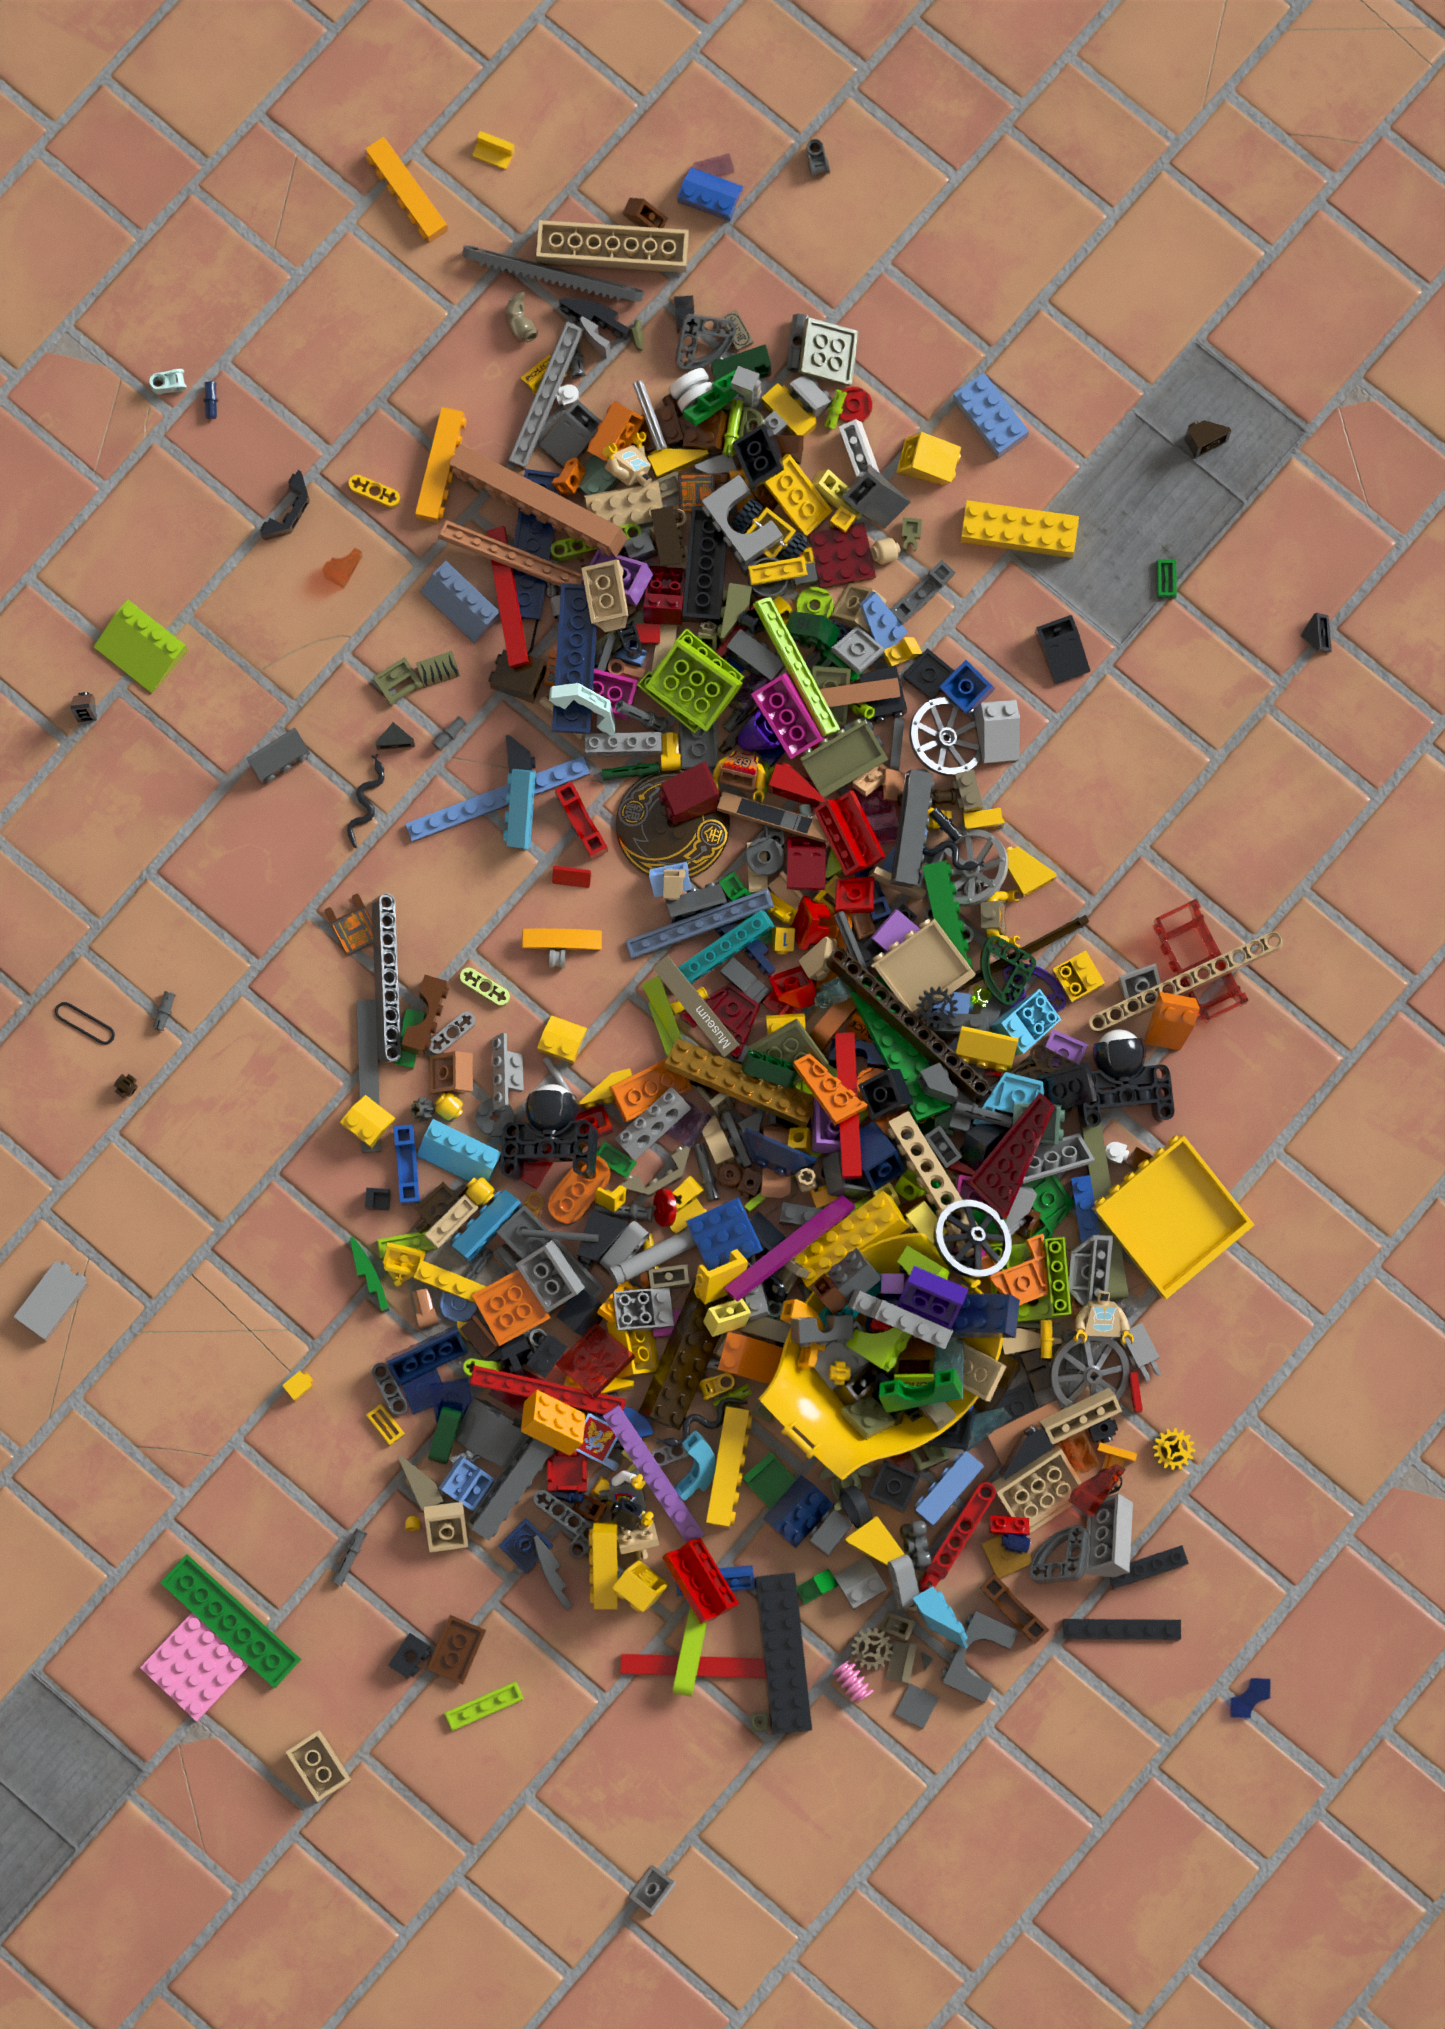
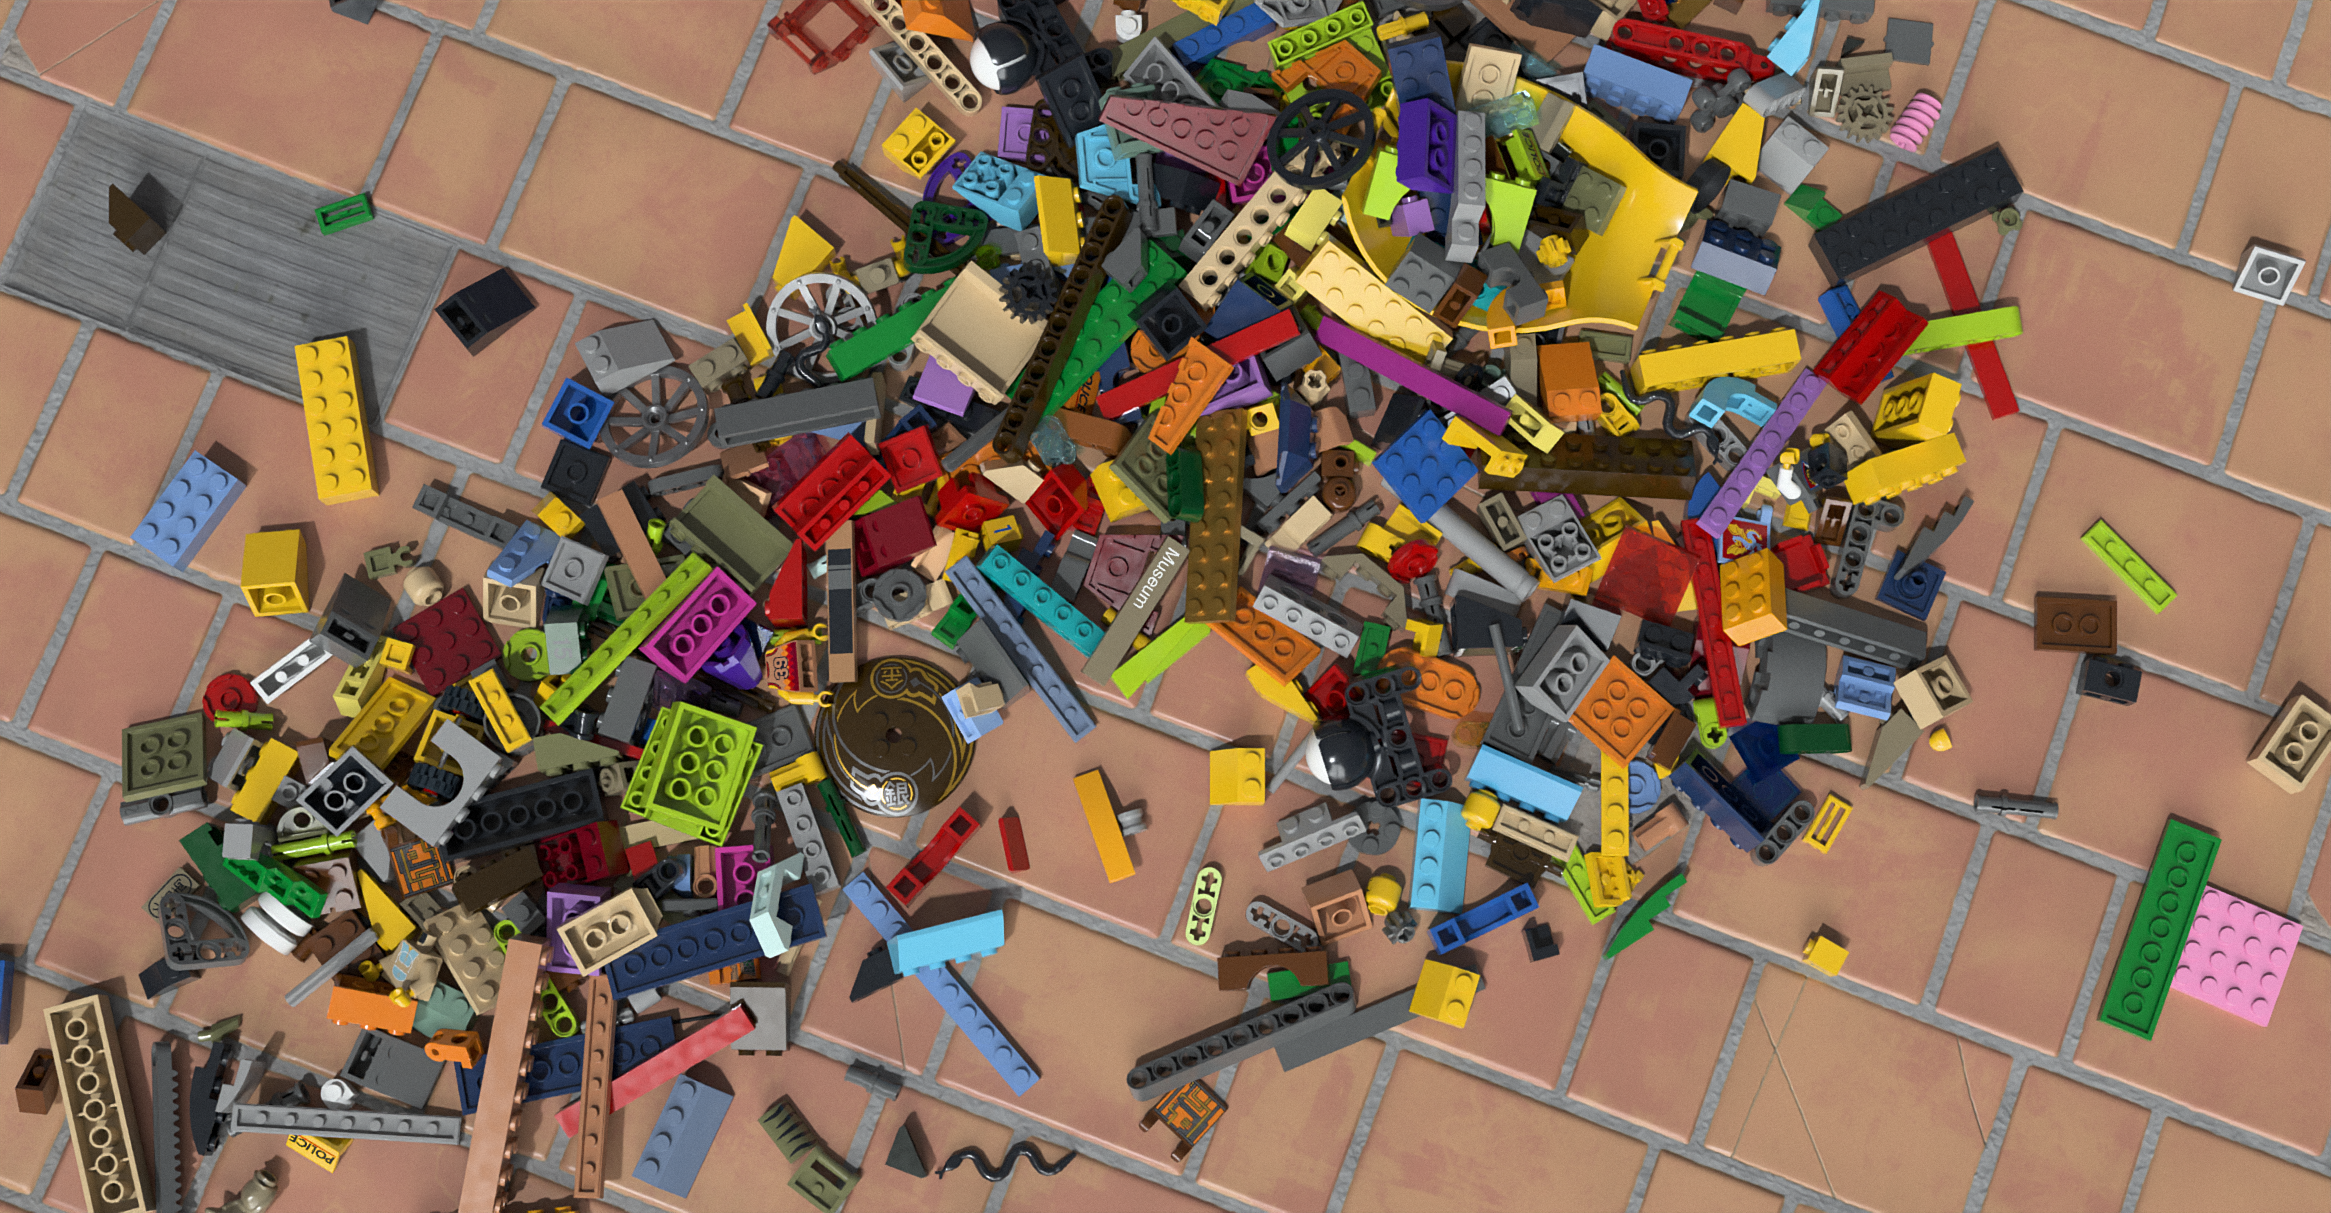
camera: 115 degrees left, 0 degrees up
(568, 1496) = (1828, 551): dark blue bar -> none
(689, 794) = (849, 720): dark red slope -> none
(900, 1396) = (1557, 157): green arch -> none

